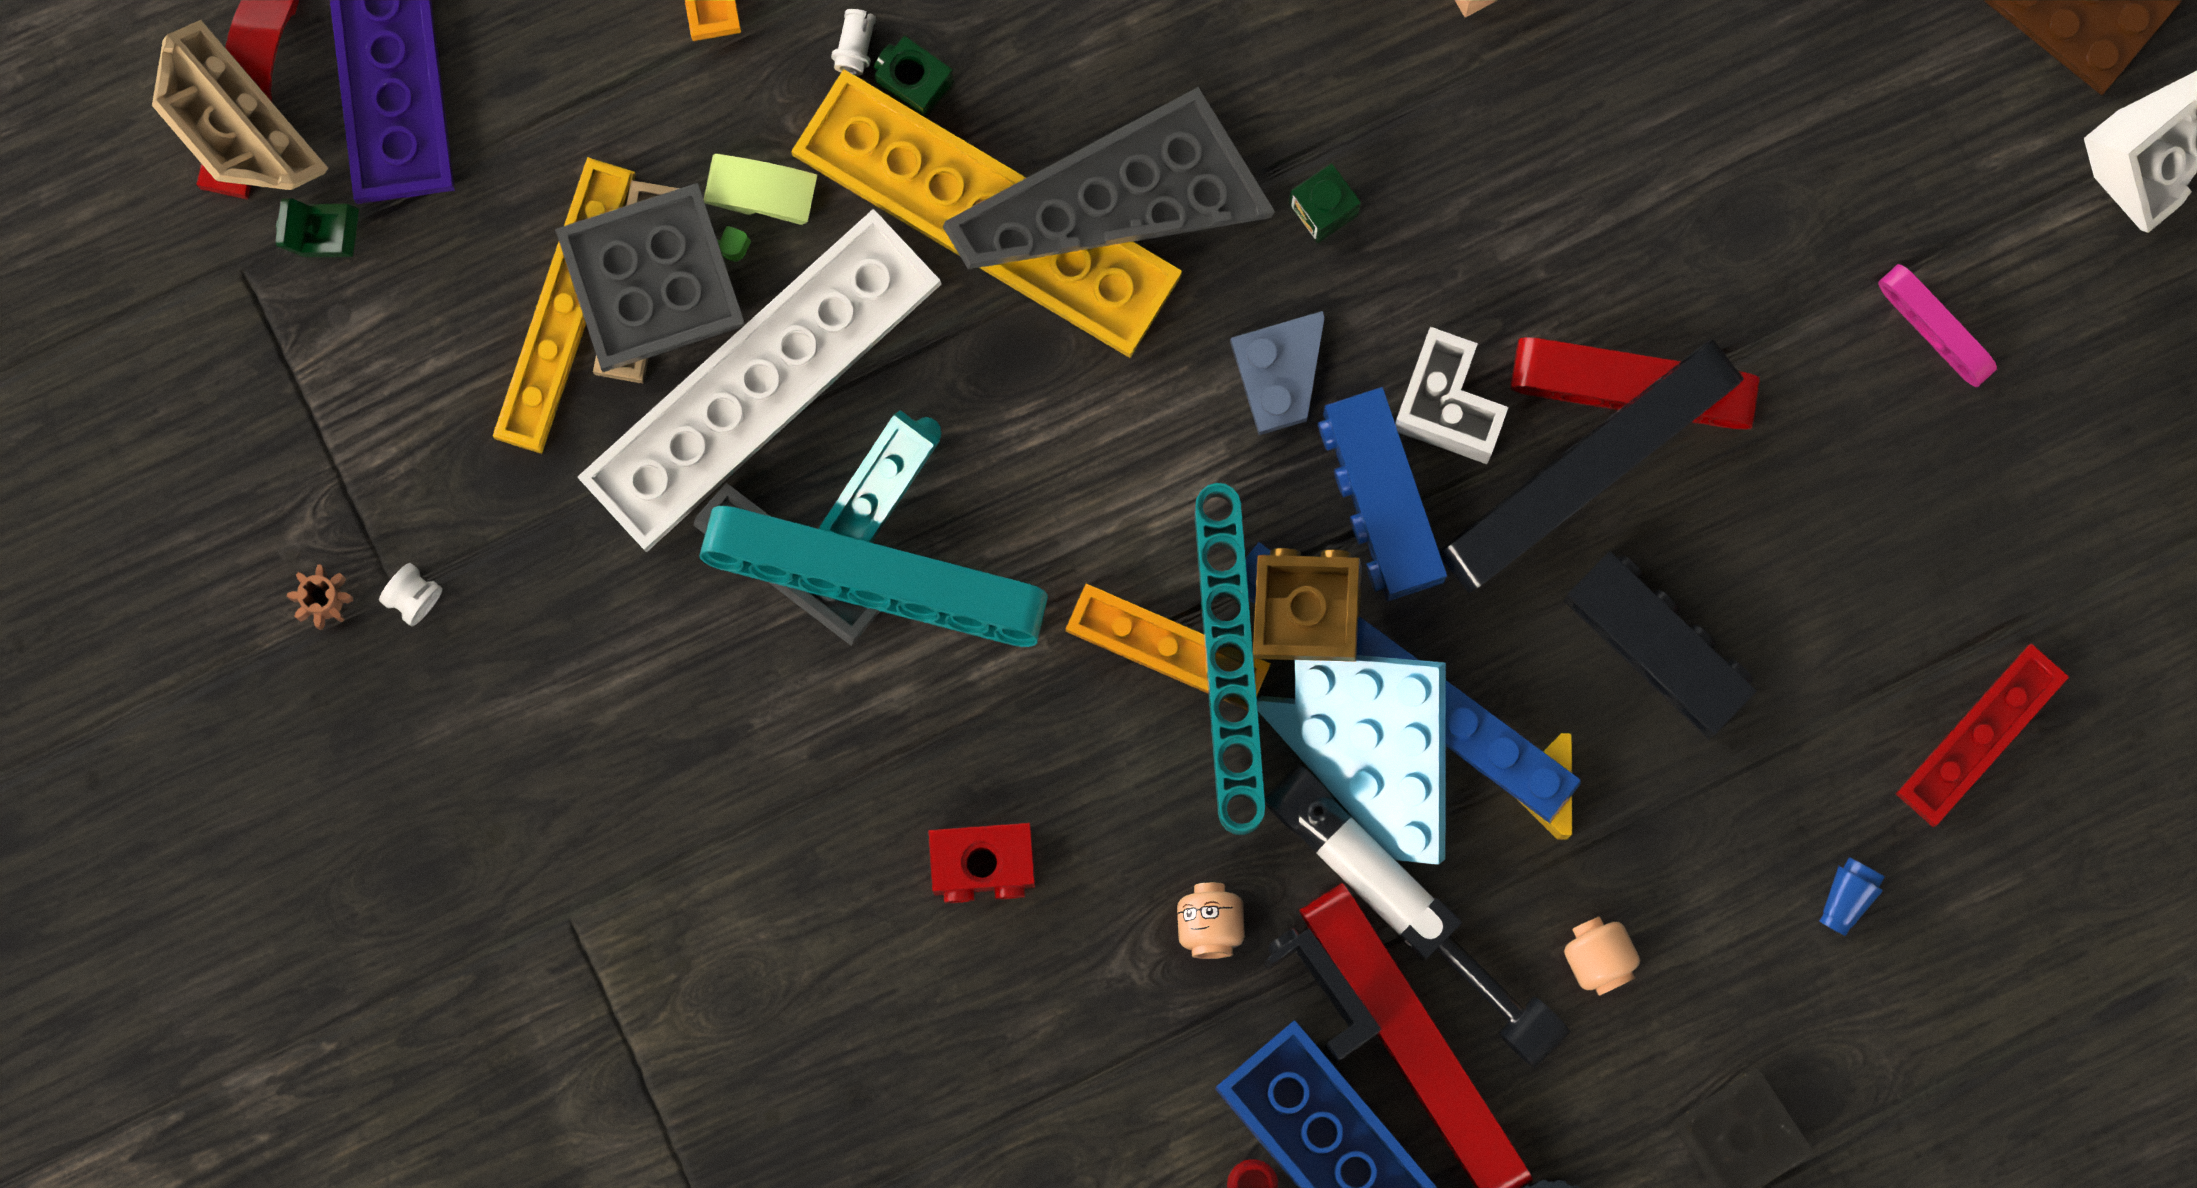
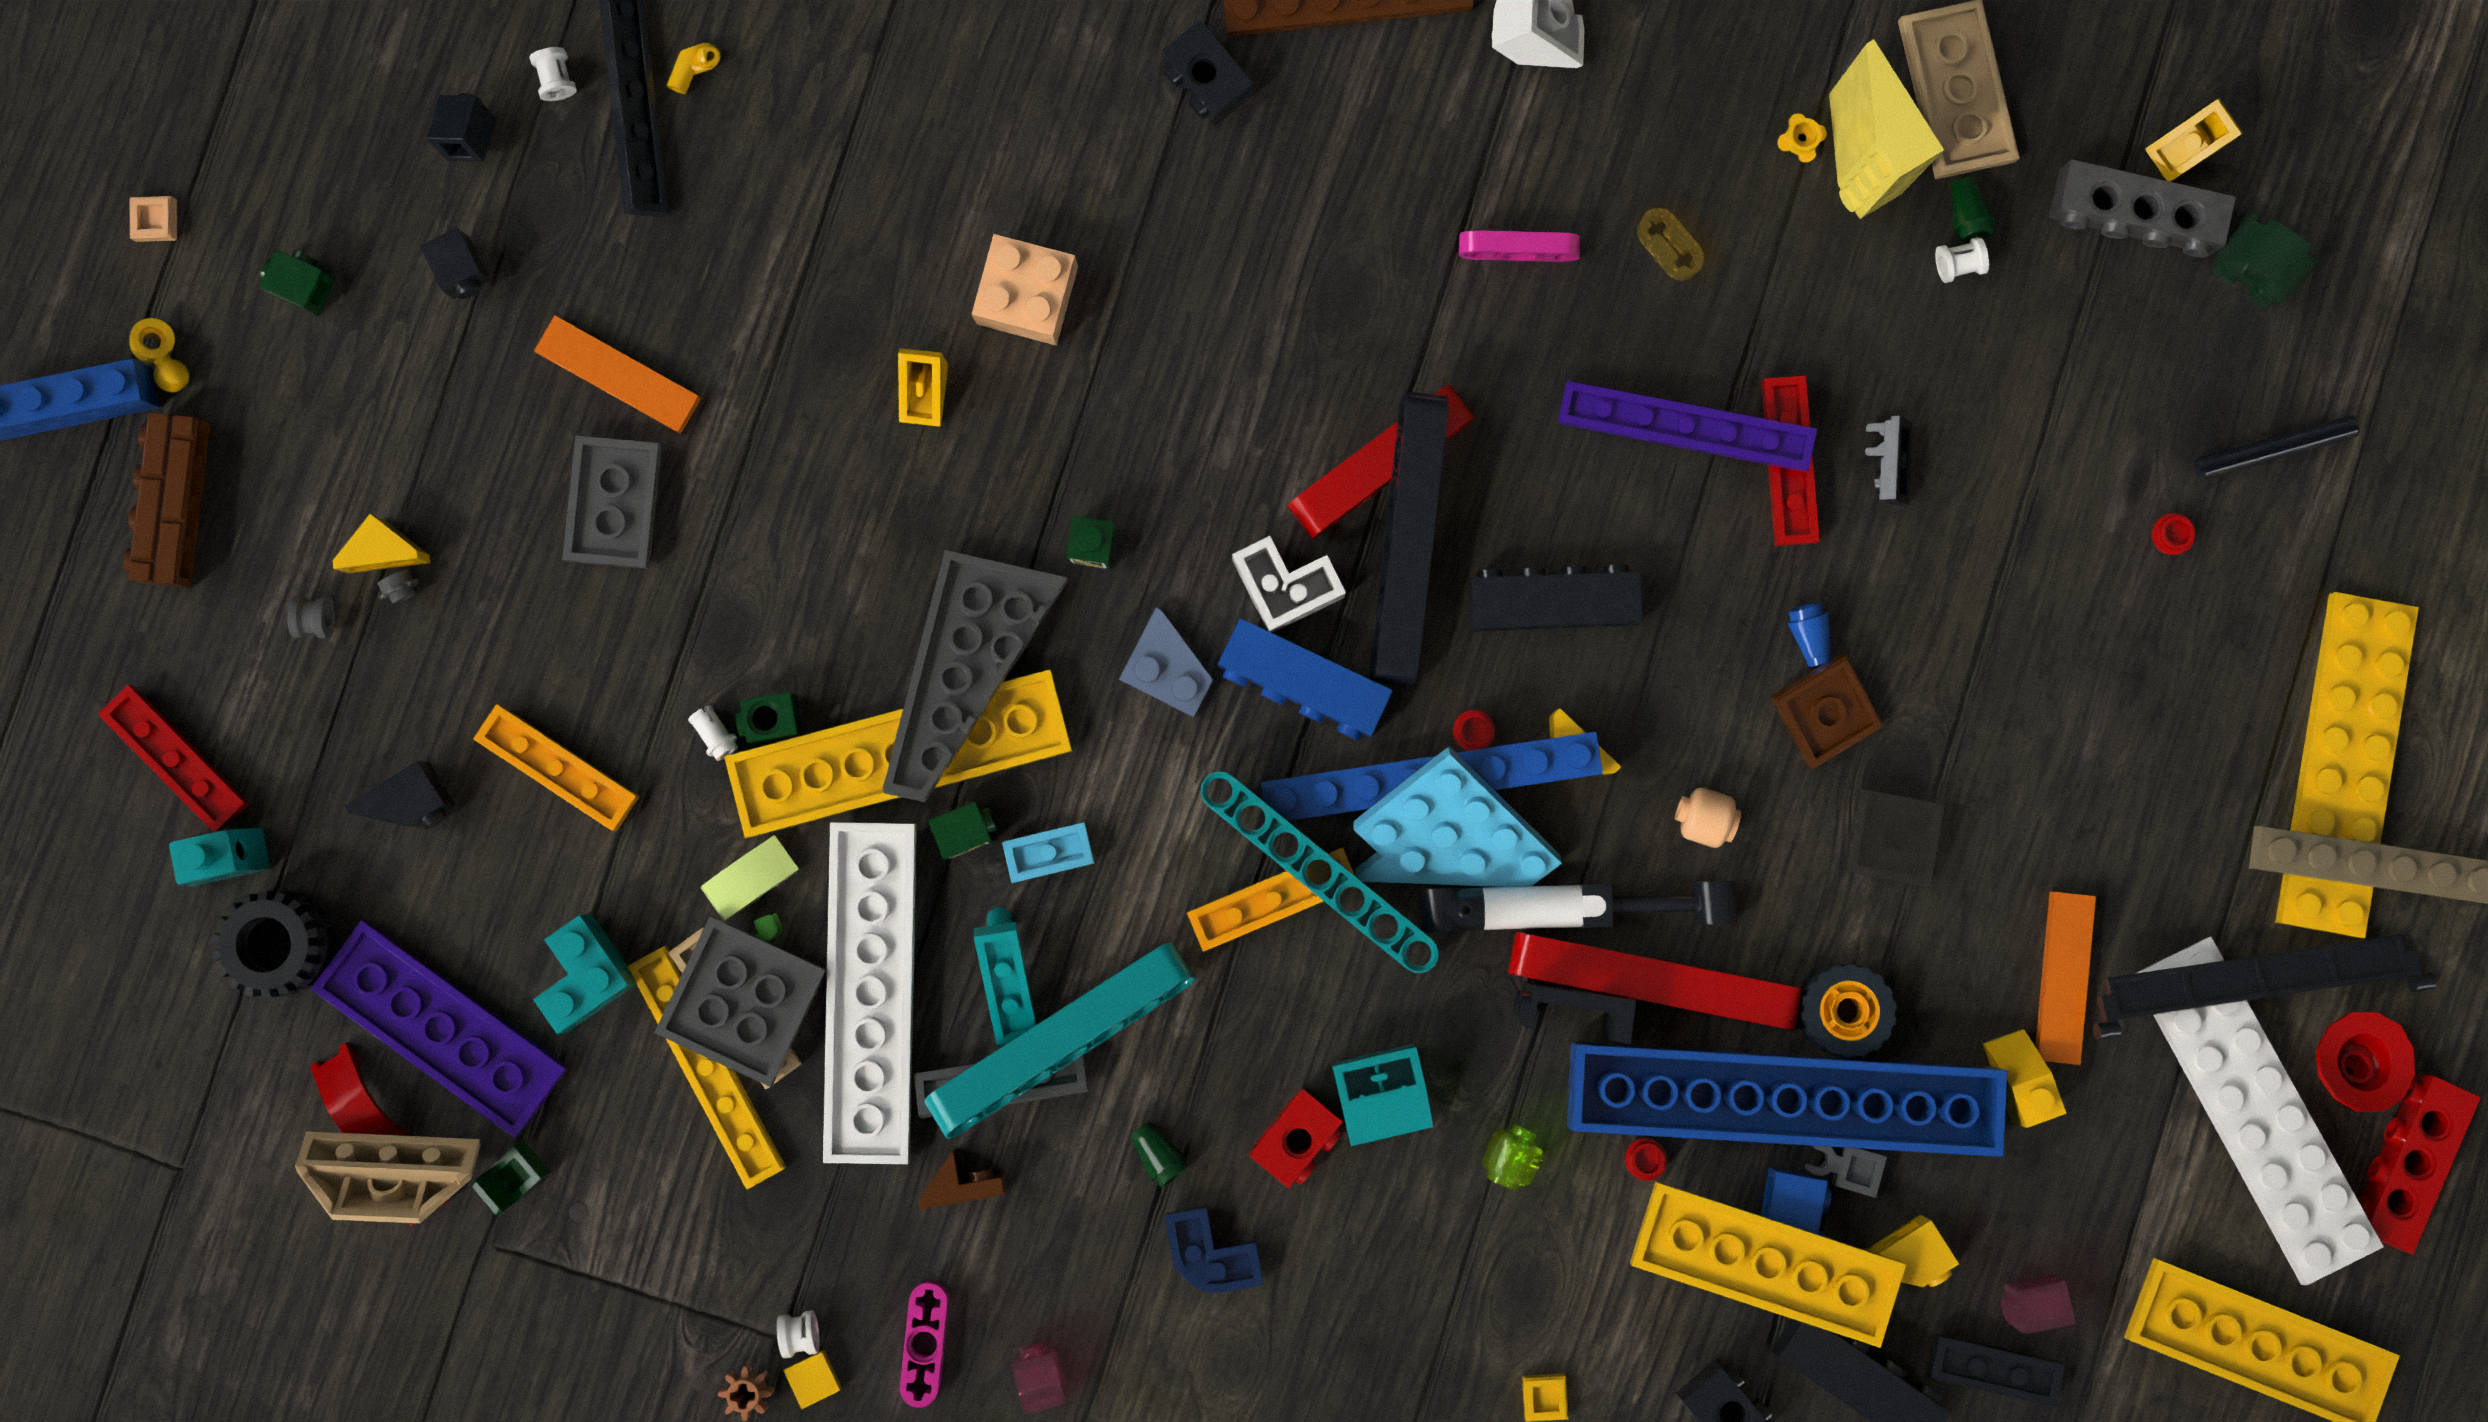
camera: 45 degrees left, 5 degrees up
(382, 644) = (812, 1379): none -> yellow tile
(479, 742) = (932, 1376): none -> dark pink beam
(555, 136) = (594, 974): none -> teal brick
(566, 834) = (1039, 1378): none -> clear pink brick
(658, 602) = (950, 1187): none -> reddish brown slope
(797, 886) = (1203, 1265): none -> dark blue plate
(853, 758) = (1159, 1156): none -> dark green cone
(974, 327) = (963, 829): none -> dark green brick
(1023, 418) = (1048, 852): none -> medium azure plate
(1089, 899) = (1382, 1094): none -> teal slope
(1143, 1063) = (1512, 1157): none -> clear neon green head
(1210, 921) = (1465, 1034): light nougat head -> none
(1307, 606) = (1333, 795): pearl gold plate -> none
(1481, 681) = (1473, 730): none -> red plate
(1795, 973) = (1826, 711): none -> reddish brown tile
(1923, 615) = (1687, 426): none -> dark purple plate
(2073, 825) = (1893, 479): none -> plate
(2080, 455) = (1677, 237): none -> clear yellow beam

